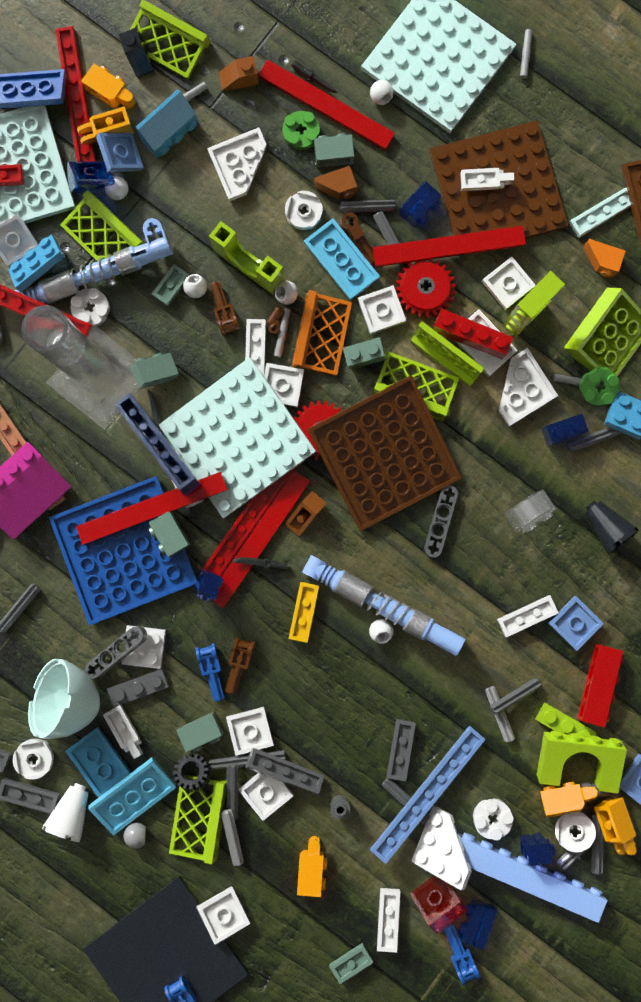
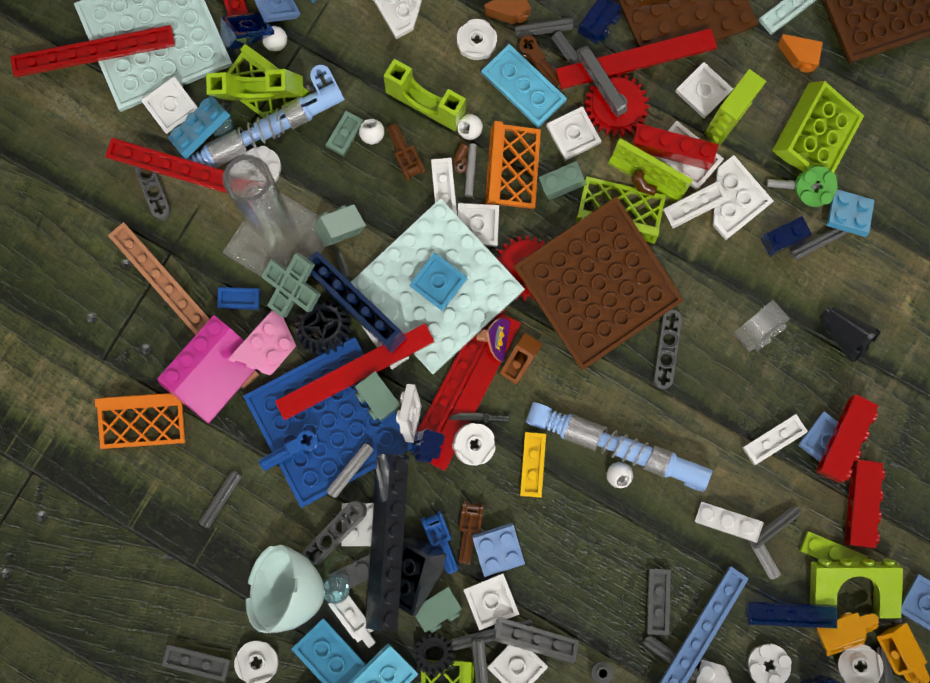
camera: 10 degrees left, 5 degrees down
(56, 426) = (238, 298): none -> blue tile
(74, 473) = (266, 345): none -> bright pink wing
(84, 573) = (290, 449): none -> blue connector
(102, 421) = (291, 285): none -> sand green plate
(103, 232) = (275, 84): none -> lime arch
(110, 704) = (336, 590): none -> clear light blue piece
(121, 456) = (312, 323): none -> black gear
(136, 597) = (350, 470): none -> light grey axle
(161, 668) = (387, 542): none -> black brick
(182, 698) = (419, 573): none -> black slope
(196, 553) = (409, 413): none -> white plate
(237, 435) = (438, 282): none -> dark azure plate
(262, 685) = (498, 549): none -> medium blue plate
(263, 586) = (474, 456): none -> white plate
(284, 493) = (496, 337): none -> shield
(413, 264) = (601, 81): none -> dark grey beam
(435, 361) = (641, 185): none -> reddish brown arm
(474, 687) = (729, 522): none -> white plate
(485, 390) = (696, 204): none -> white plate
(520, 777) = (792, 614): none -> clear blue tile
(593, 625) = (847, 439): none -> red brick

